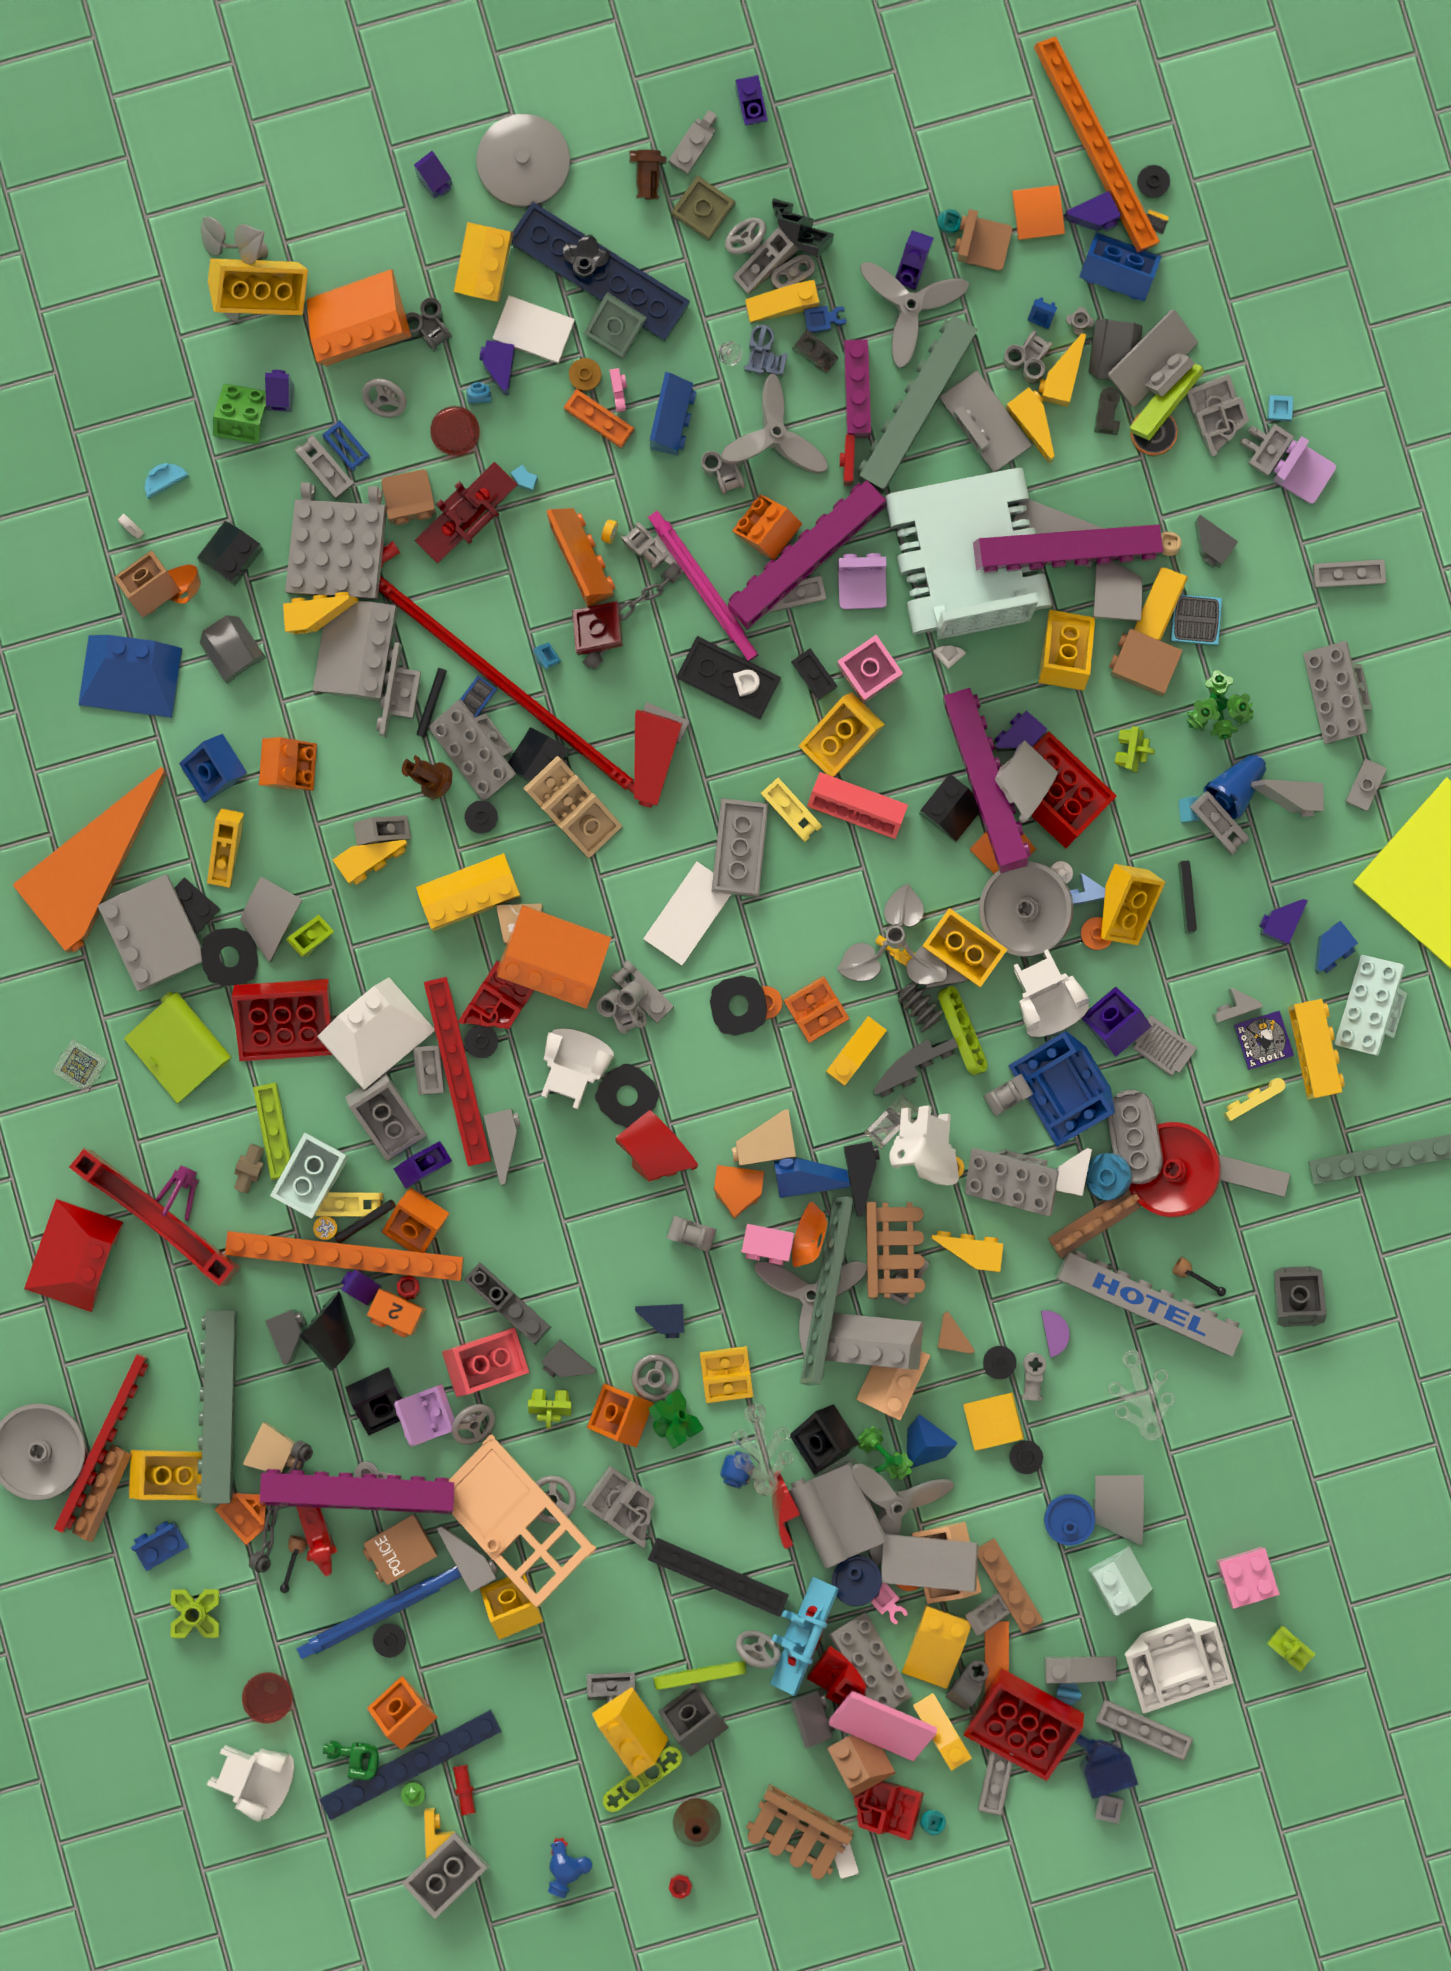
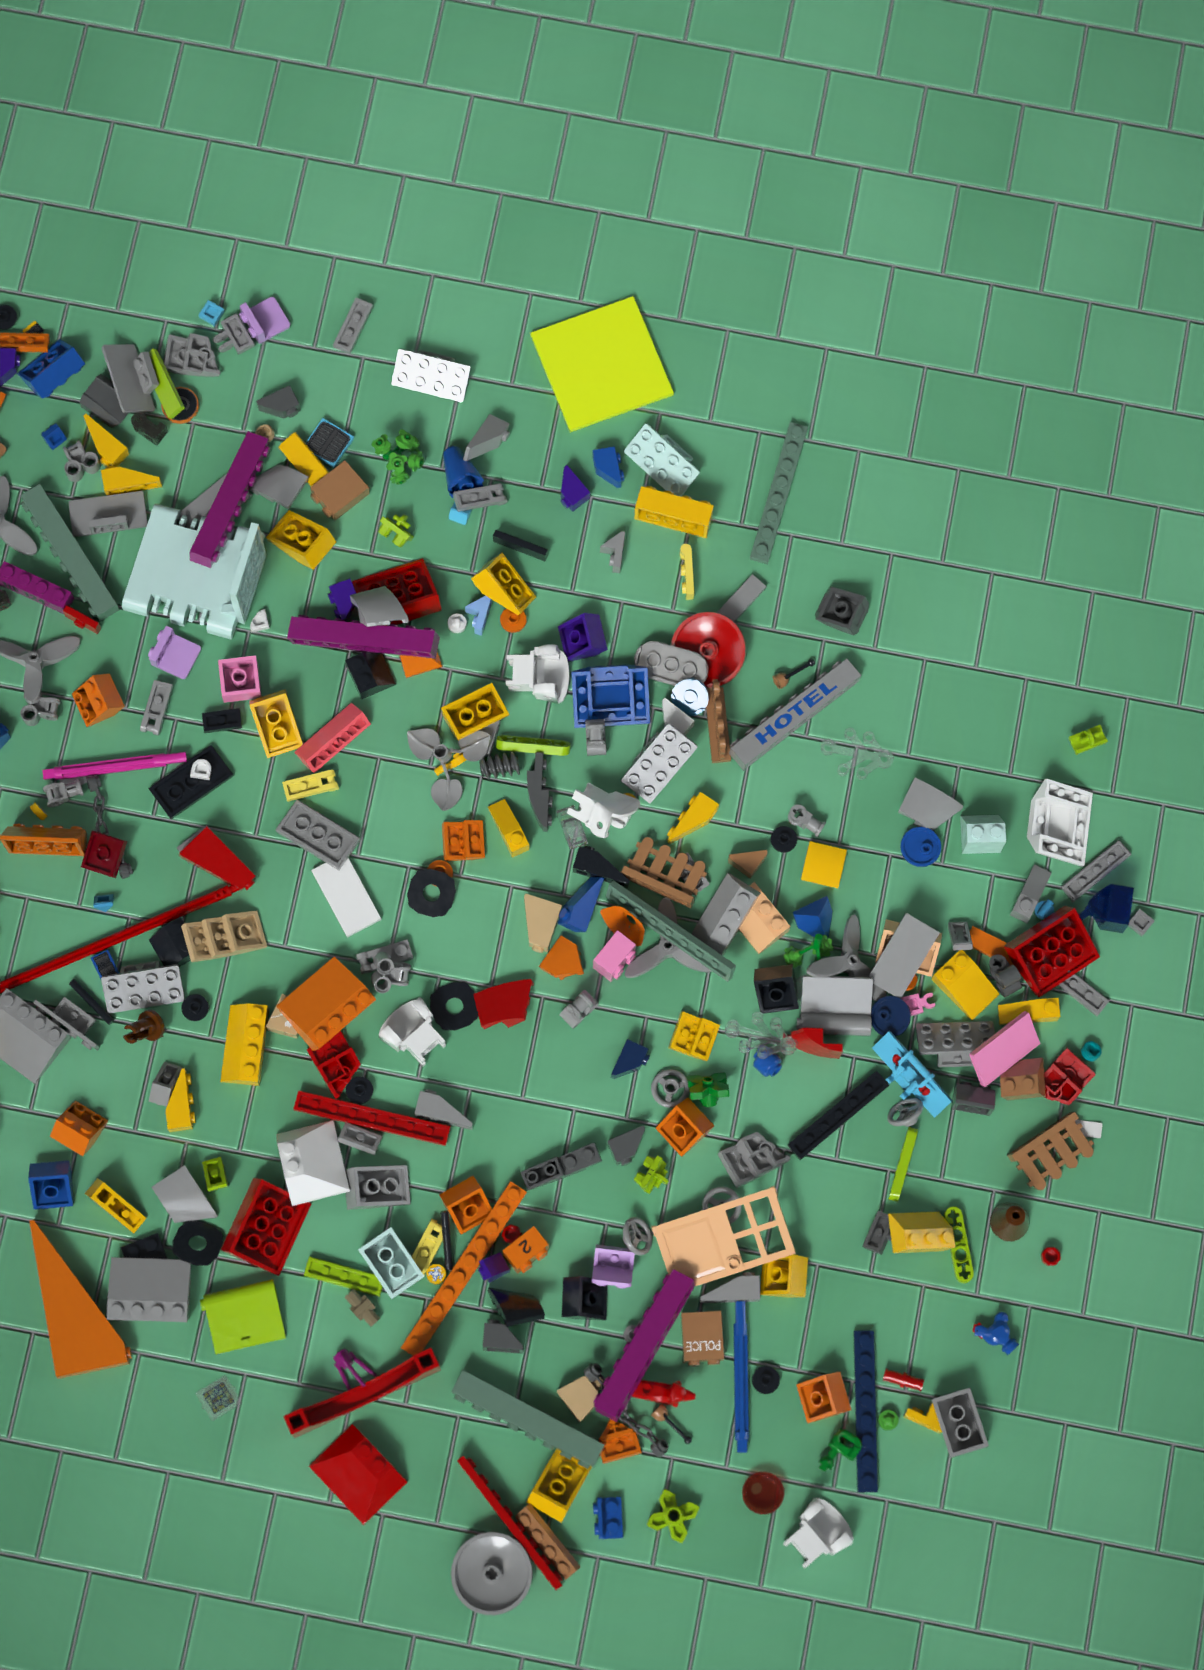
camera: 65 degrees left, 10 degrees down
(422, 1164) = (427, 1178): dark purple slope -> none
(485, 1362) = (596, 1205): coral slope -> none
(693, 1719) = (933, 1185): dark grey slope -> none
(806, 554) = (133, 681): magenta brick -> none
(837, 1676) = (952, 1064): red slope -> none
(1008, 1586) = (950, 912): medium nougat plate -> none
(1026, 909) = (470, 656): light grey dish -> none
(1026, 1457) = (861, 855): black piece -> none
(1056, 1332) = (781, 789): medium lavender tile -> none
(1084, 316) = (68, 411): light grey plate -> none
(1164, 1047) = (618, 615): light grey window -> none
(1247, 1577) = (1023, 744): bright pink brick -> none
(1263, 1040) = (648, 545): tile -> none
(1365, 785) = (506, 389): light grey plate -> none

